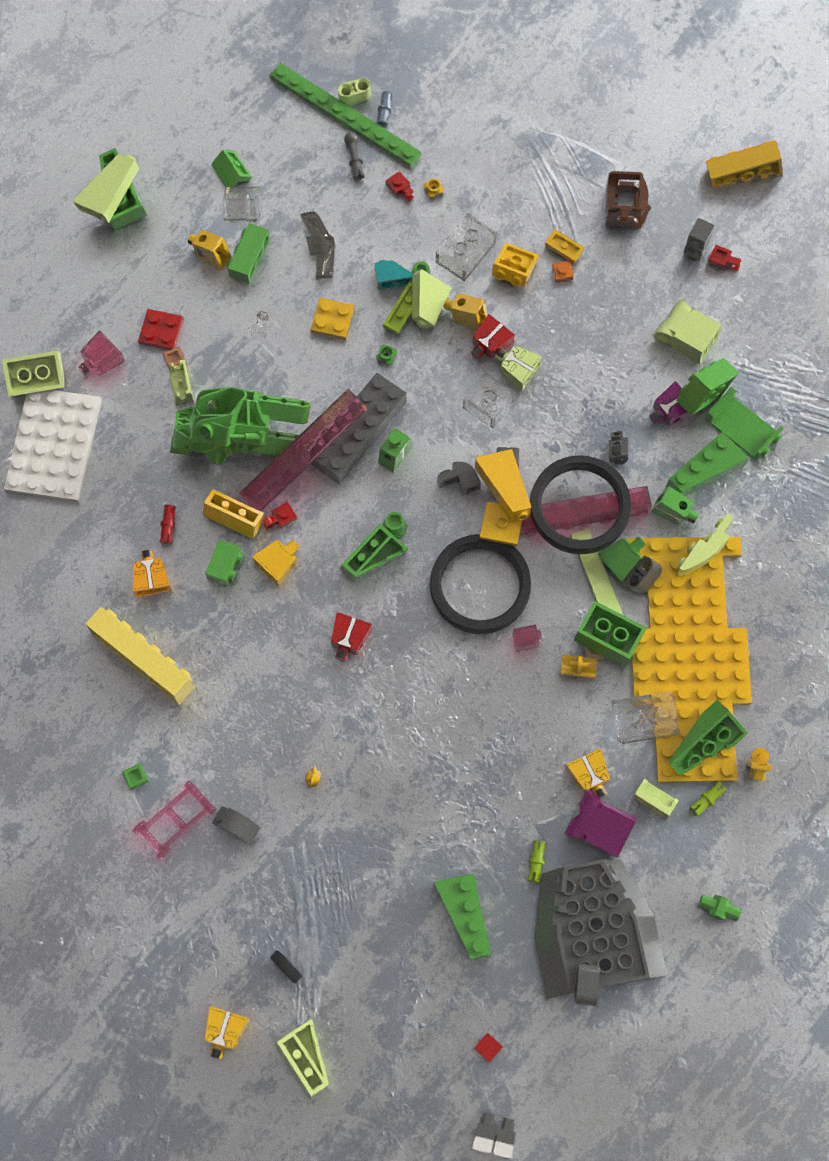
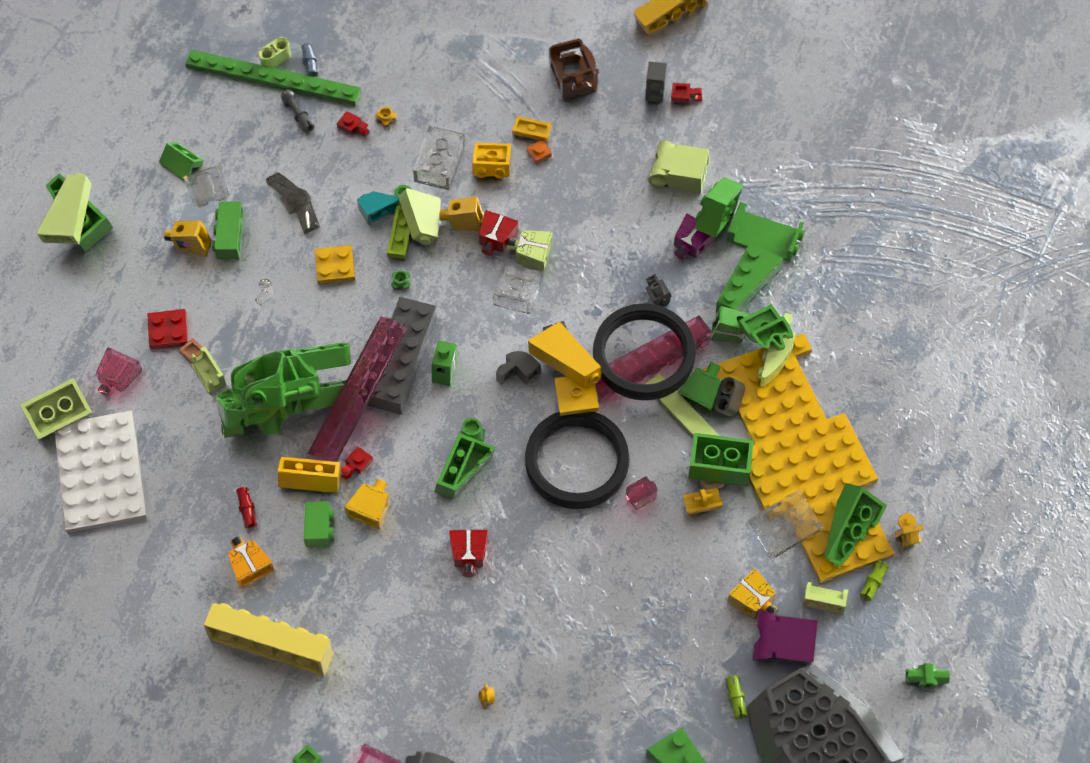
camera: 20 degrees left, 10 degrees down
(703, 522) = (766, 328): none -> bright green plate

